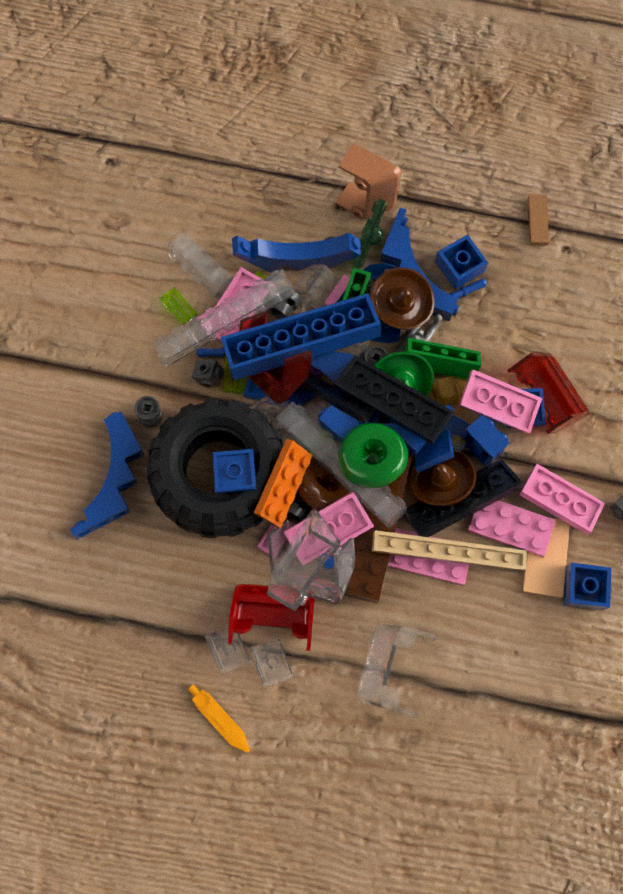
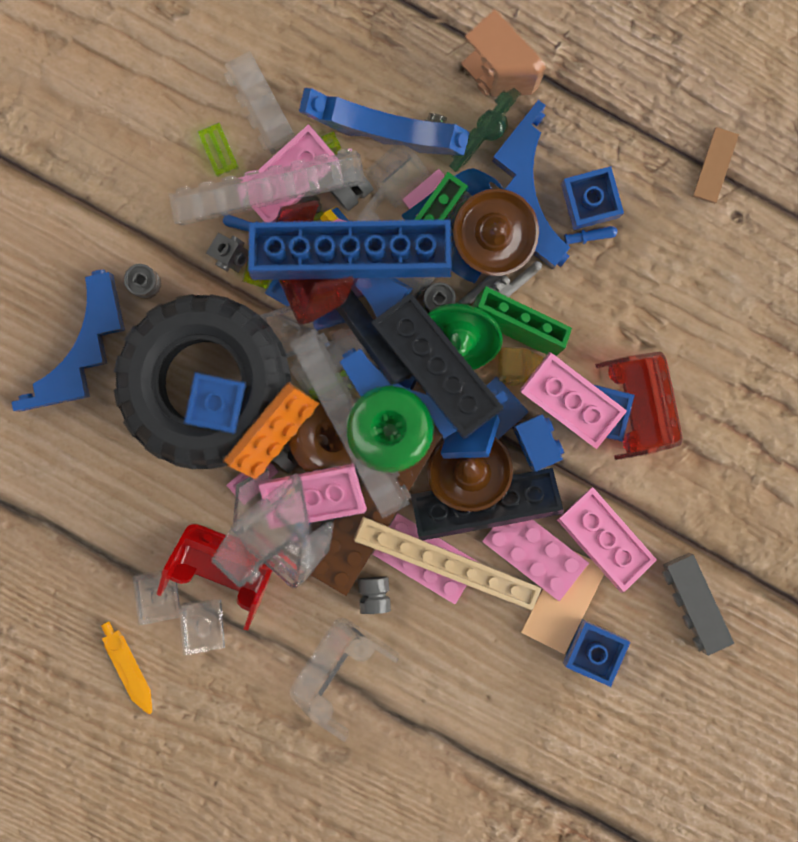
camera: 25 degrees right, 15 degrees up
(399, 594) = (374, 595): none -> dark grey wheel
(458, 443) = (504, 435): clear tile -> none

